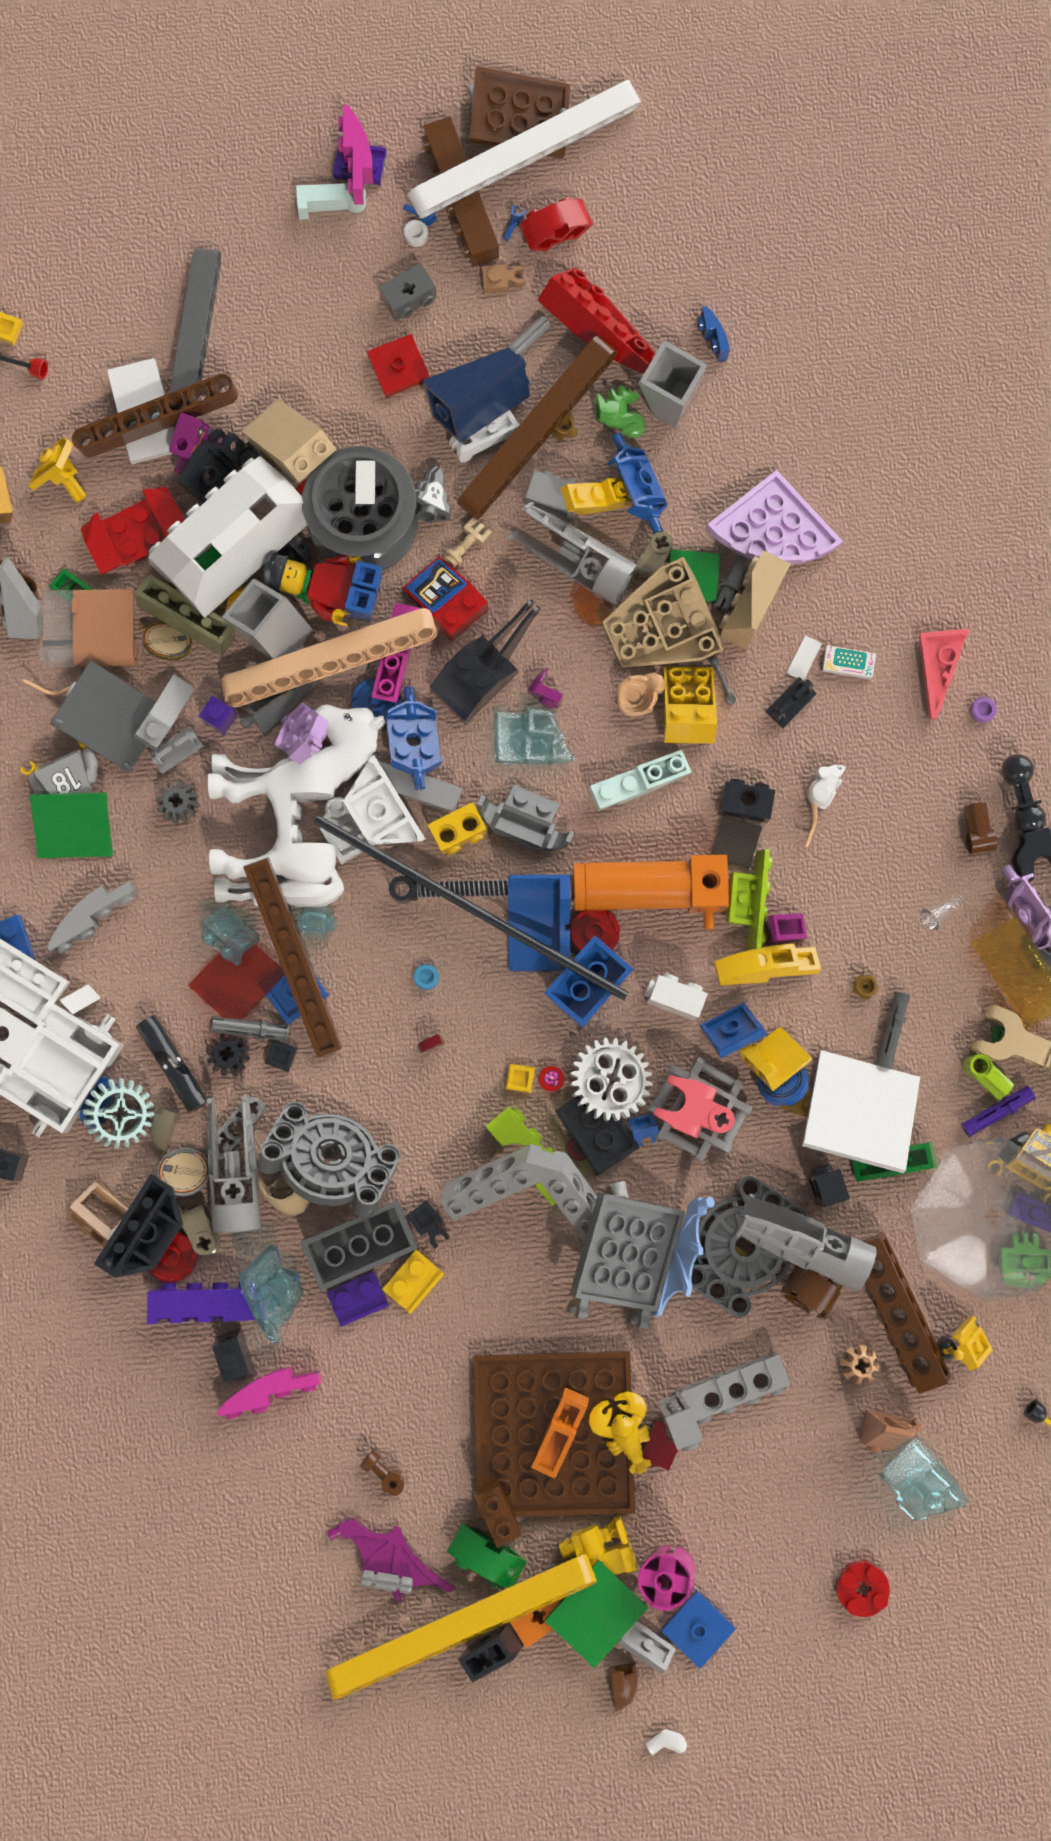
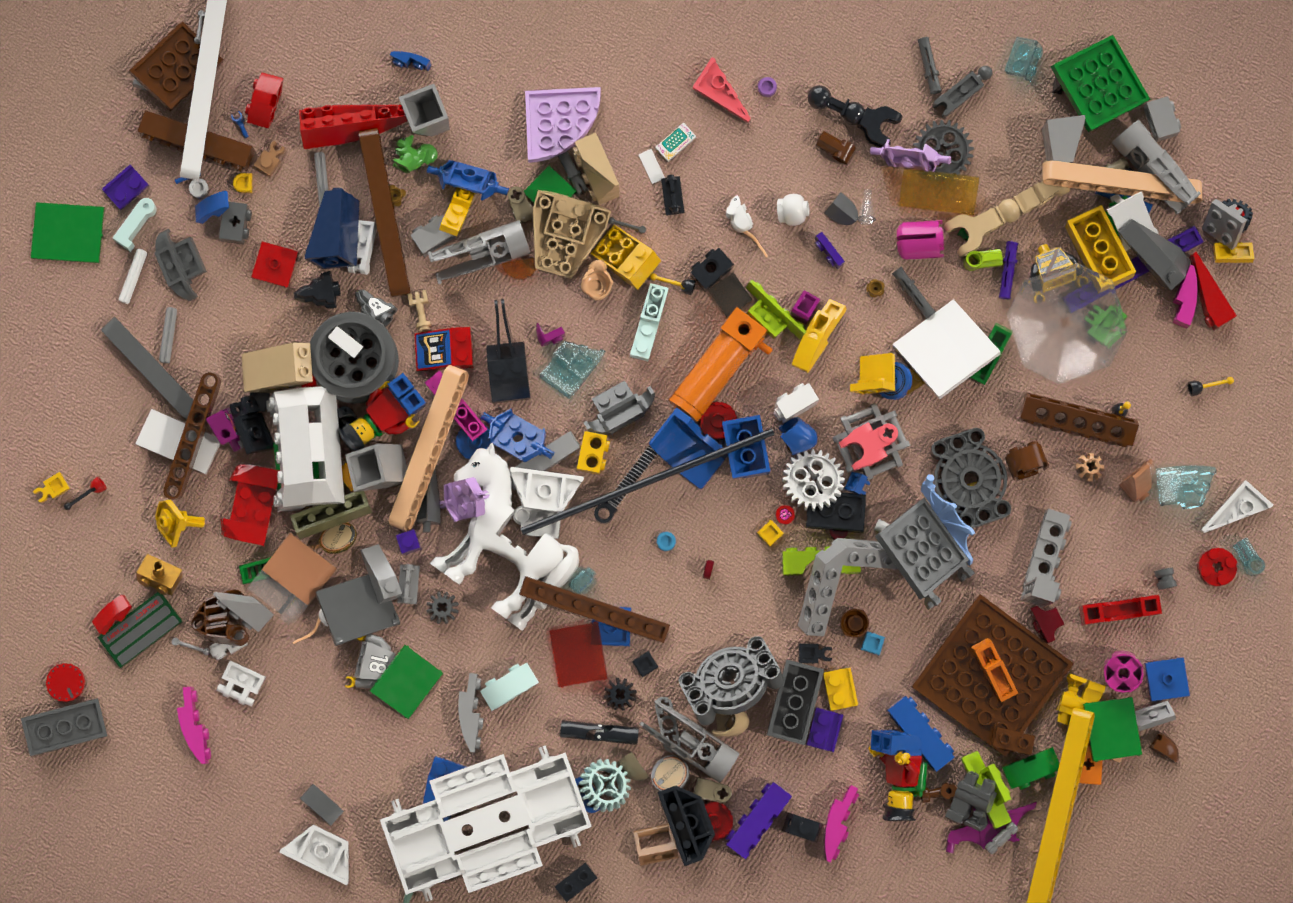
camera: 50 degrees left, 0 degrees up
(80, 999) = (517, 756): white sticker -> none
(147, 933) = (509, 686): none -> light aqua brick
(228, 934) = (548, 638): clear light blue bracket -> none
(243, 318) = (168, 334): none -> light grey axle
(259, 1030) = (621, 663): dark grey pin -> none
(270, 144) = (67, 232): none -> green piece
(270, 1291) = (782, 775): clear light blue slope -> none
(275, 238) = (132, 276): none -> white axle
(323, 272) = (179, 263): none -> dark grey plate
(356, 153) = (120, 184): dark pink slope -> none
(375, 1419) = (903, 768): none -> piece
(406, 255) = (212, 205): none -> blue slope
(406, 430) = (321, 291): none -> black rock
(407, 1515) = (970, 795): none -> dark grey hips
(429, 1527) = (998, 813): none -> lime bracket
(431, 1404) = (912, 722): none -> blue brick
(456, 271) = (243, 183): none -> yellow tile
(488, 1278) = (872, 643): none -> dark azure tile
(490, 1652) = (1087, 806): black brick -> none
(493, 1242) = (854, 623): none -> reddish brown hat
(624, 1429) = (1021, 631): yellow animal -> none
(644, 1027) = (798, 435): none -> blue piece
(667, 1739) = (1215, 745): white arm -> none
(708, 791) = (687, 285): none -> hinge
(732, 1030) = (840, 385): blue plate -> none
(732, 1519) = (1120, 610): none -> red arch
(805, 1542) = (1165, 578): none -> dark grey wheel
(807, 1243) = (997, 440): light grey piece -> none
(828, 1186) = (974, 403): black brick -> none
(862, 916) = (824, 244): none -> dark purple plate
(877, 834) = (792, 209): none -> white piece
(903, 1614) = (1247, 555): none -> clear light blue piece
(918, 887) = (842, 210): none -> dark grey brick
(953, 1562) = (1240, 504): none -> white wing
(954, 993) = (920, 240): none -> dark pink cylinder
(972, 1343) = (1128, 392): yellow plate -> none

